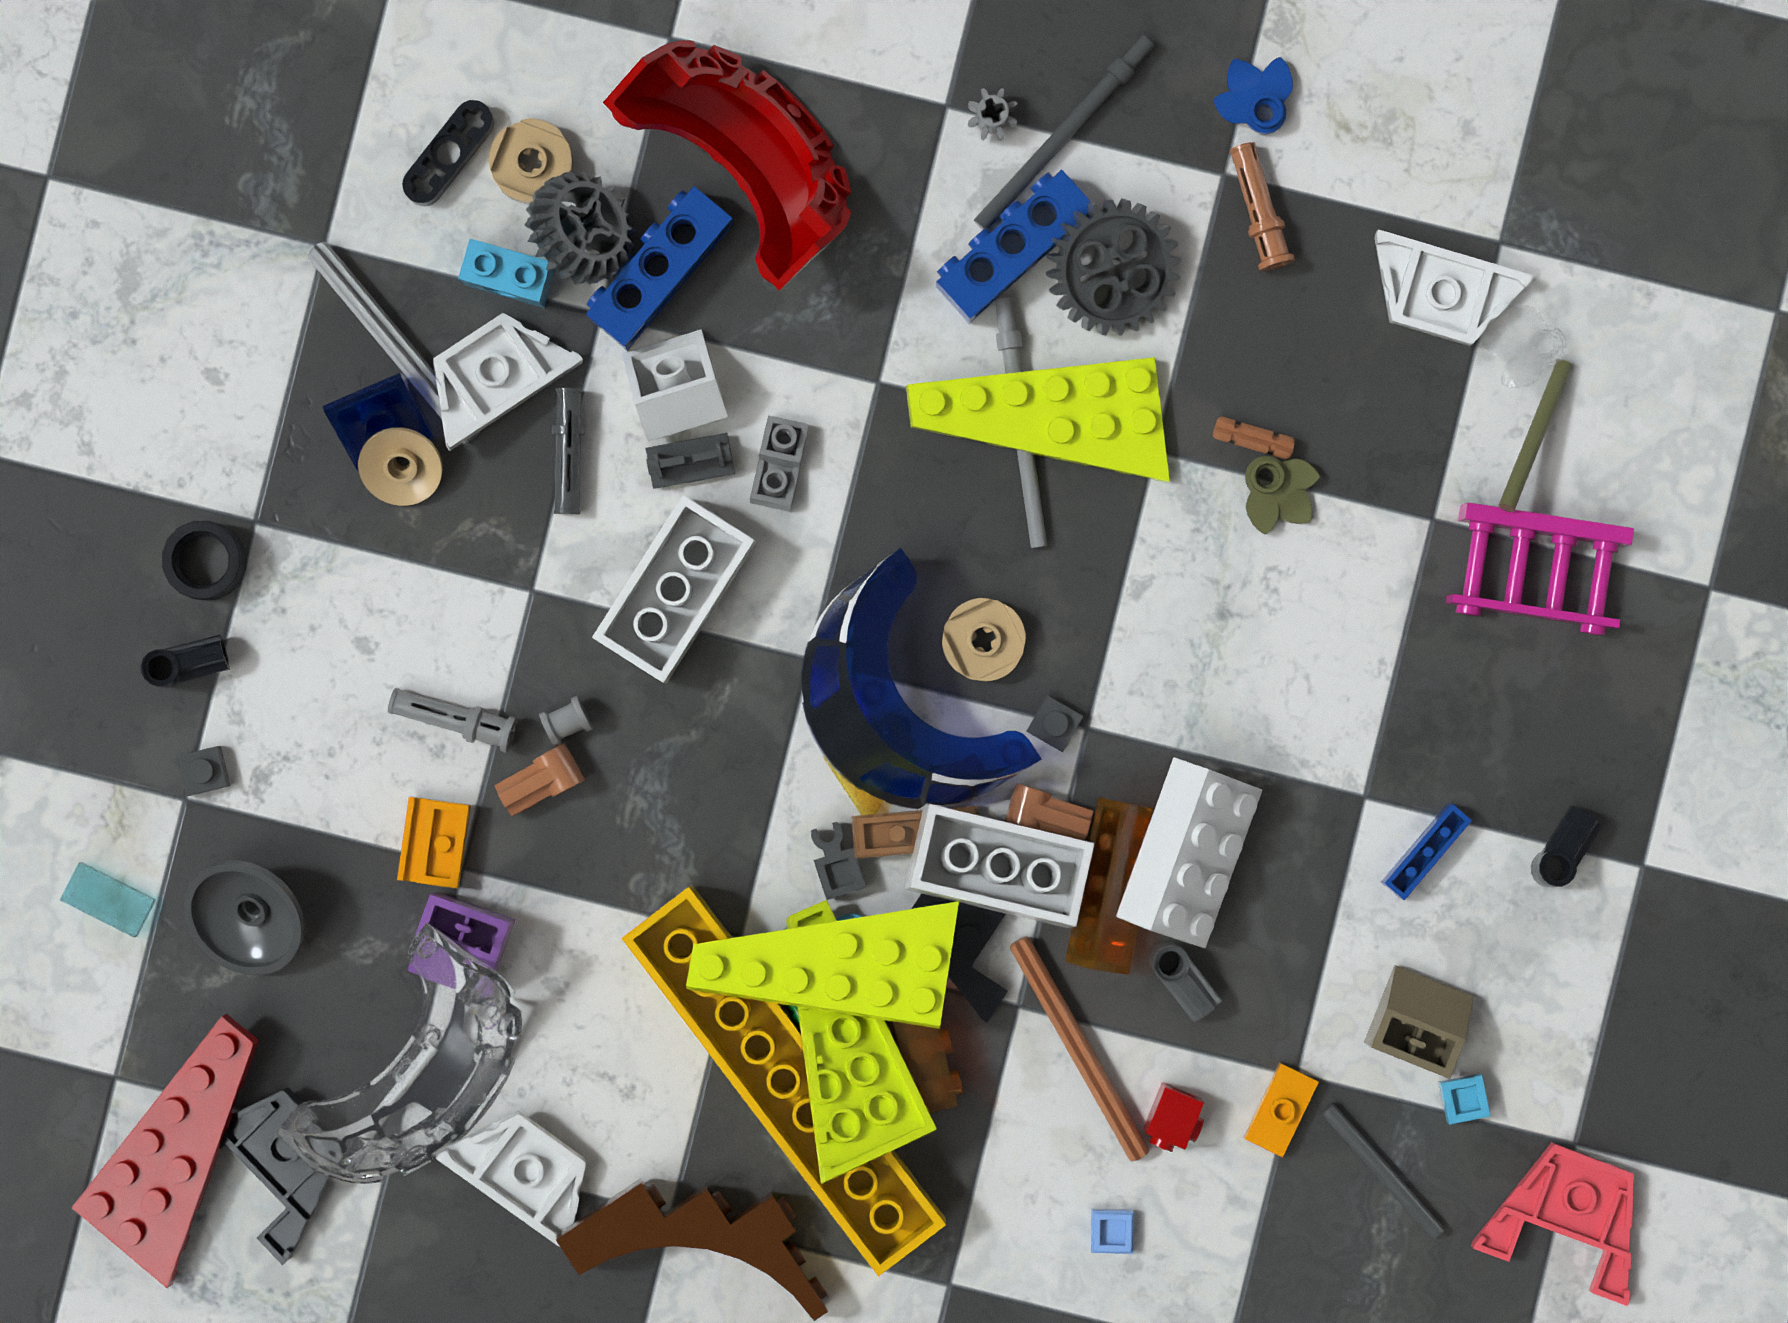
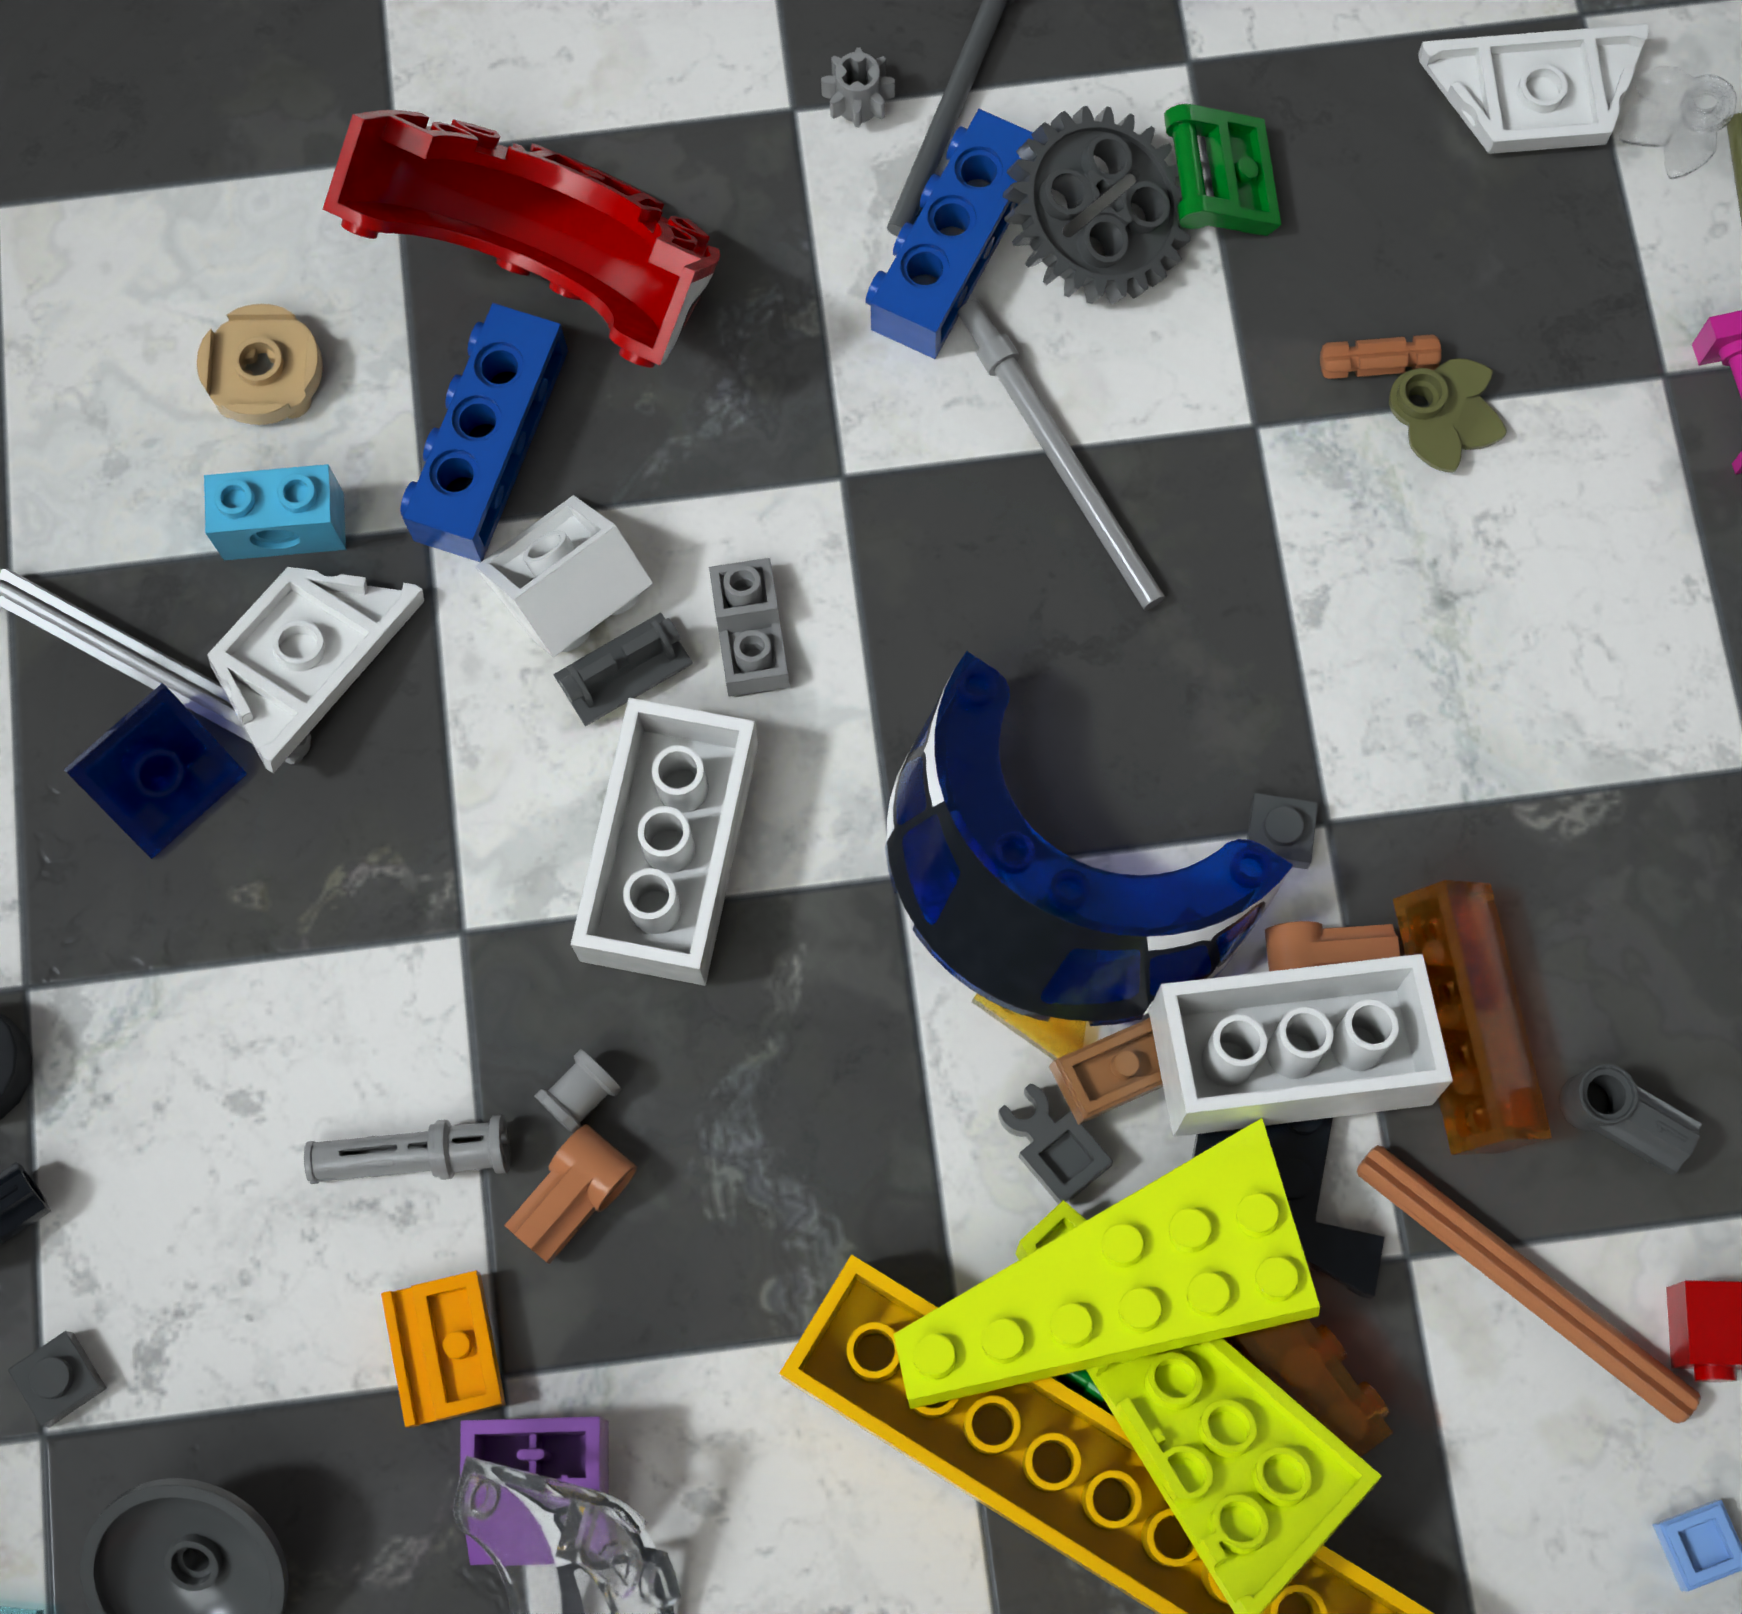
camera: 20 degrees left, 15 degrees down
(397, 482) = (201, 853): tan dish -> none
(421, 171) = (138, 370): black beam -> none
(567, 231) = (353, 408): dark grey gear -> none
(568, 400) = (422, 653): dark grey pin -> none
(975, 662) = (1132, 788): tan plate -> none
(1075, 414) = (1110, 415): neon yellow wing -> none
(1189, 853) = (1560, 923): white brick -> none
(1216, 276) = (1238, 168): none -> green plate
(1265, 225) = (1273, 92): nougat pin -> none

